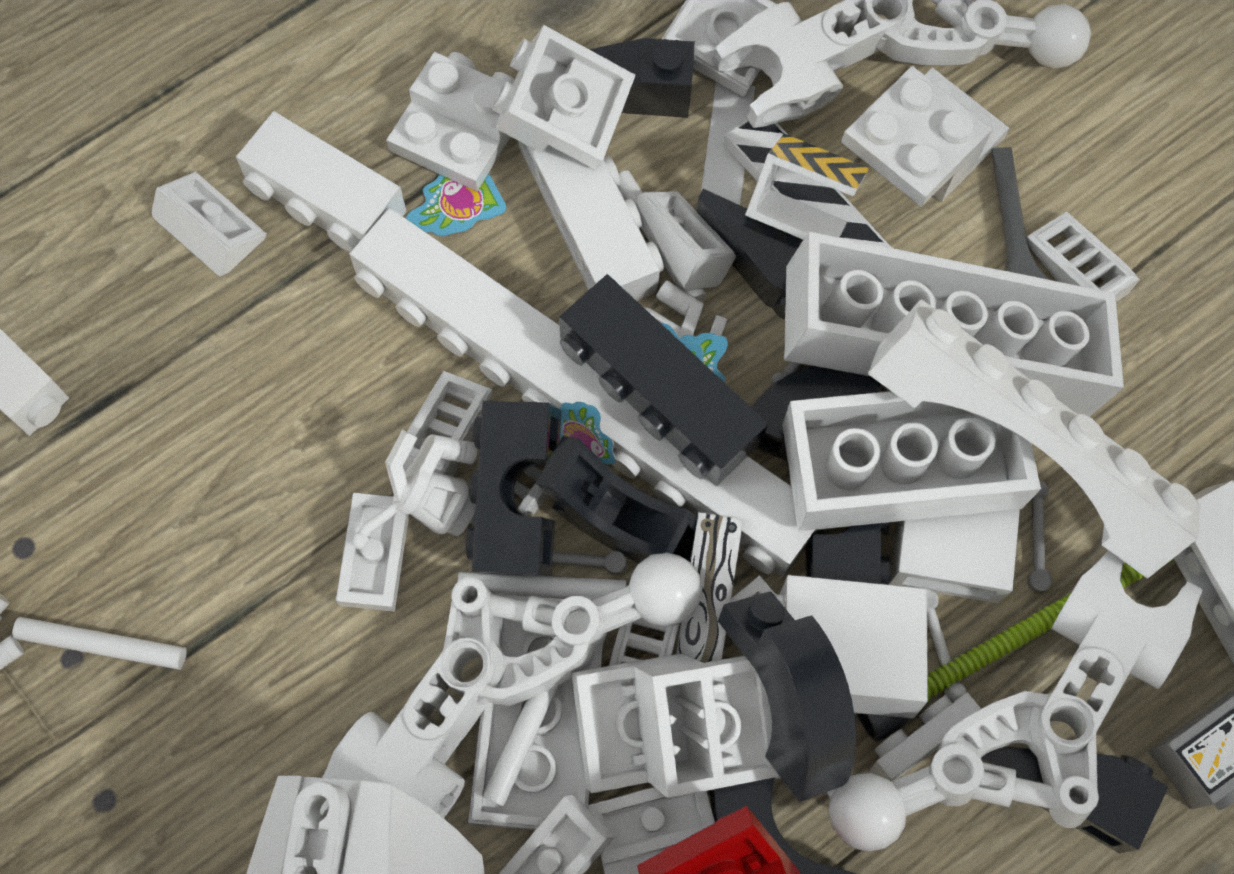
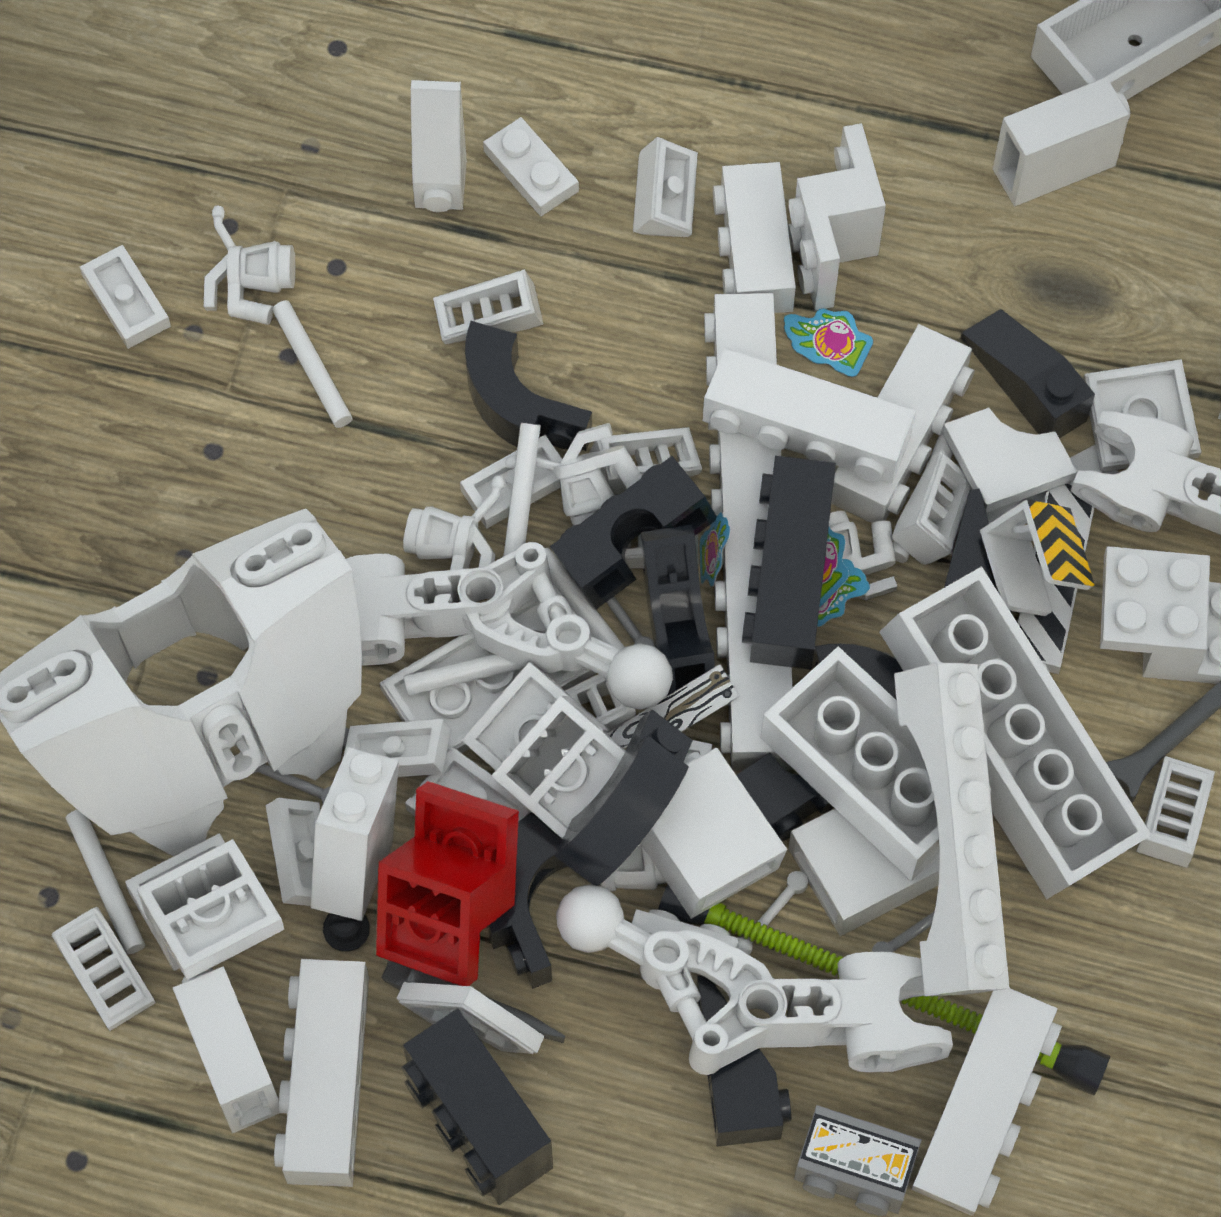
camera: 55 degrees right, 5 degrees down
(82, 310) = (531, 166): none -> white plate
(212, 443) = (501, 289): none -> white slope
(291, 502) = (505, 400): none -> black arch
(363, 103) = (836, 217): none -> white bracket
(374, 654) = (443, 535): none -> white piece
(396, 555) = (522, 487): none -> white bar
(452, 120) = (894, 288): white plate -> none
(535, 265) = (808, 416): none -> white brick
(562, 97) = (957, 337): white plate -> none
(687, 153) = (1005, 461): none -> white tile

